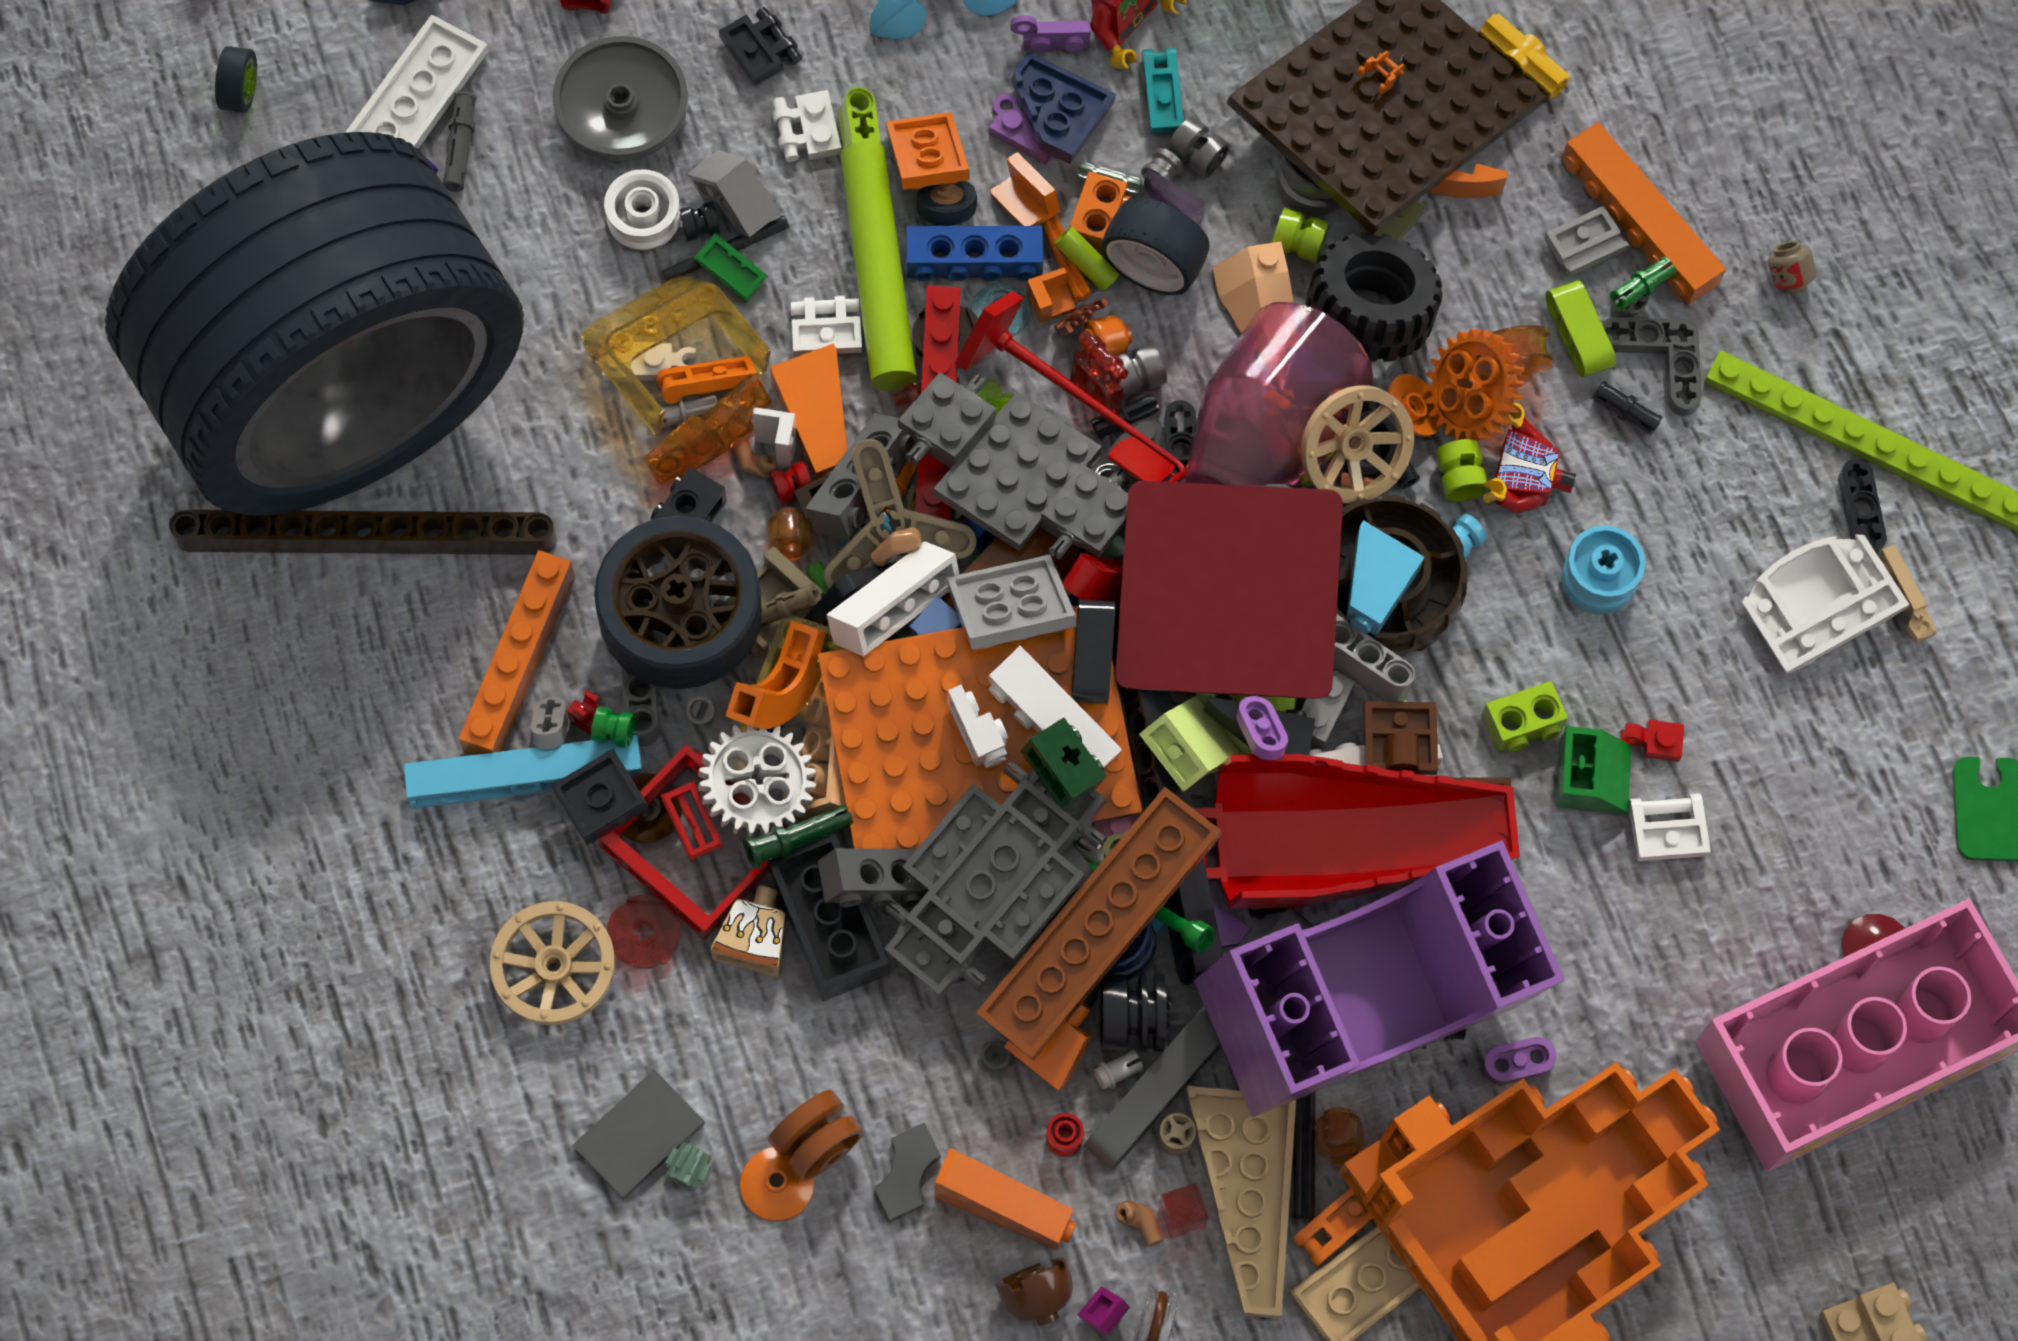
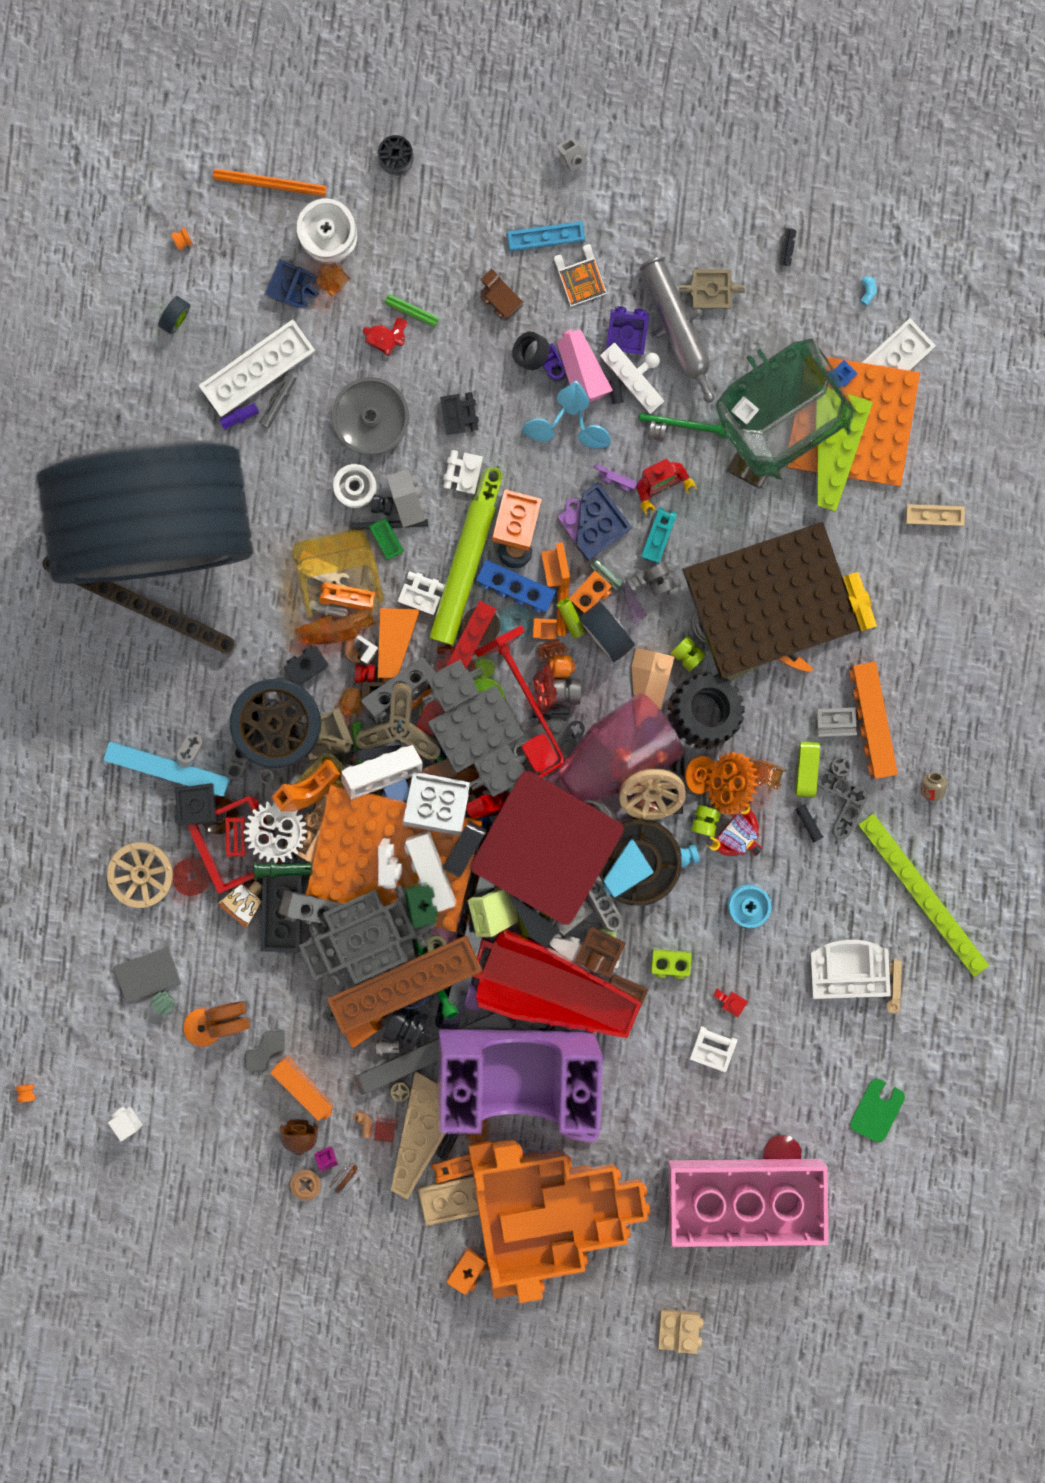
camera: 30 degrees right, 20 degrees up
(517, 655) = (188, 707): orange brick -> none
(583, 713) = (209, 755): red plate -> none
(613, 727) = (218, 773): green wheel -> none
(896, 543) = (397, 742): medium nougat arm -> none
(1063, 1142) = (347, 1065): red wheel -> none
(1266, 733) = (527, 928): medium lavender plate -> none
(1372, 64) = (775, 593): orange piece -> none
(1593, 771) = (689, 1007): green slope -> none
(1643, 283) = (849, 764): green pin -> none
(1867, 493) = (899, 914): black beam -> none

